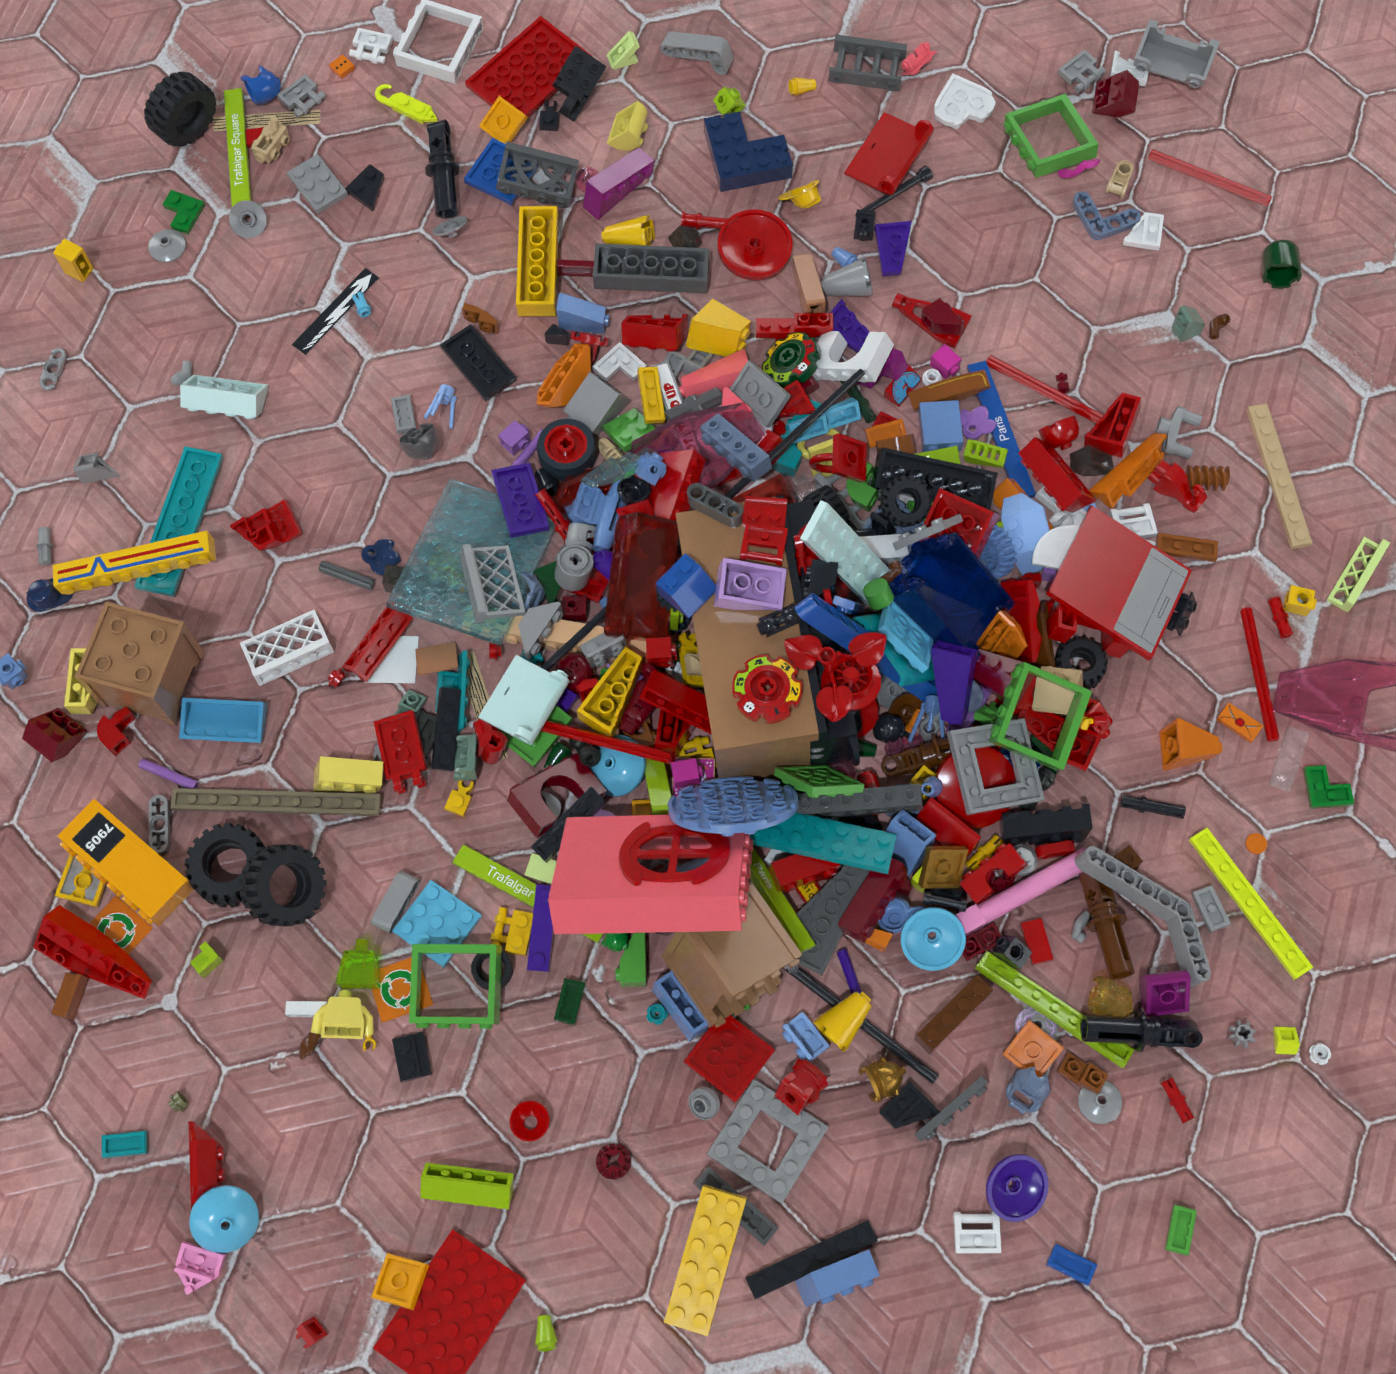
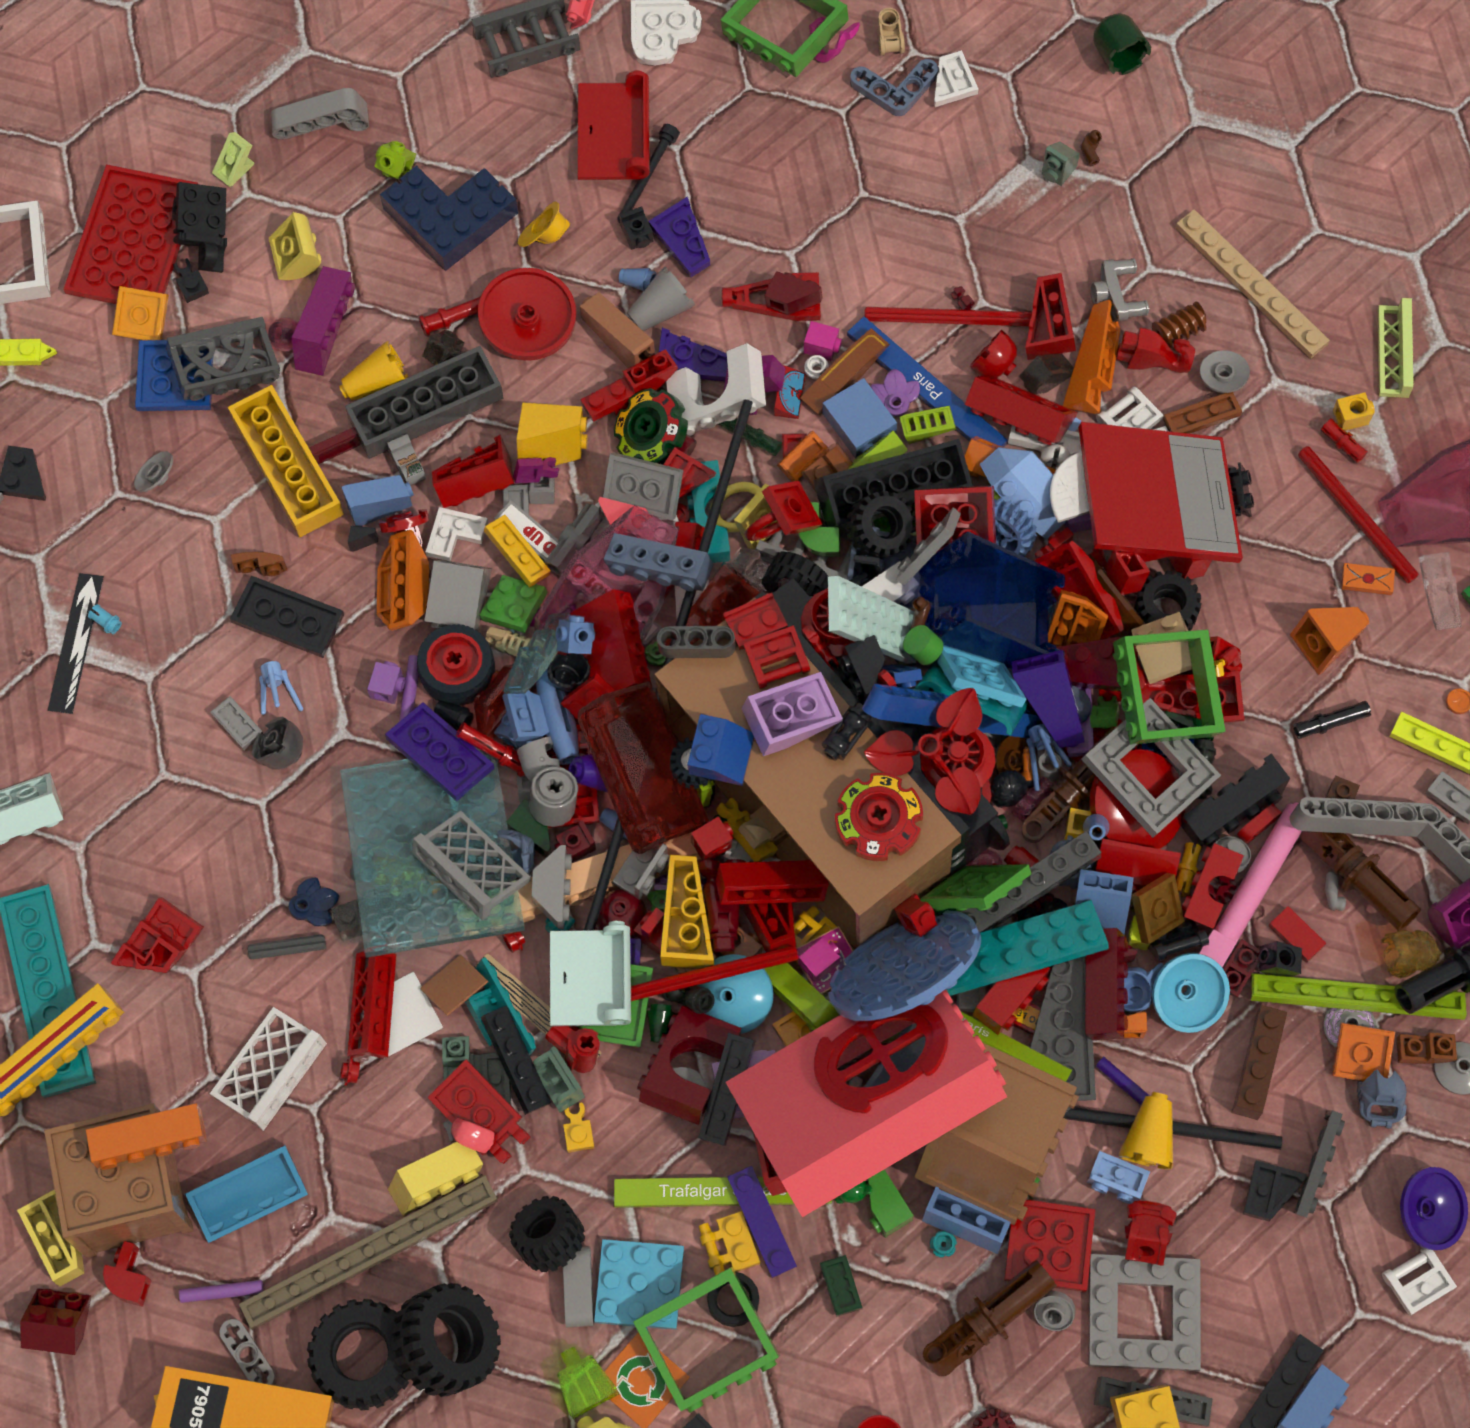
camera: 30 degrees left, 0 degrees up
(163, 639) = (146, 1136): none -> orange brick
(385, 762) = (472, 1135): none -> coral hair
(393, 854) = (547, 1234): none -> black tyre
(442, 169) = (104, 408): black piece -> none
(539, 869) = (736, 1154): yellowish green hinge -> none
(617, 300) = (406, 460): none -> light grey leg
(653, 1081) = (987, 1319): none -> reddish brown piece
(694, 347) = (532, 469): none -> magenta plate
(717, 374) = (579, 485): coral slope -> none
(764, 776) = (920, 915): none -> red brick
(801, 85) = (464, 99): yellow cone -> none
(835, 416) = (747, 459): medium azure slope -> none
(885, 1078) = (1232, 1170): pearl gold helmet -> none
(1222, 519) = (1227, 364): none -> light grey dish

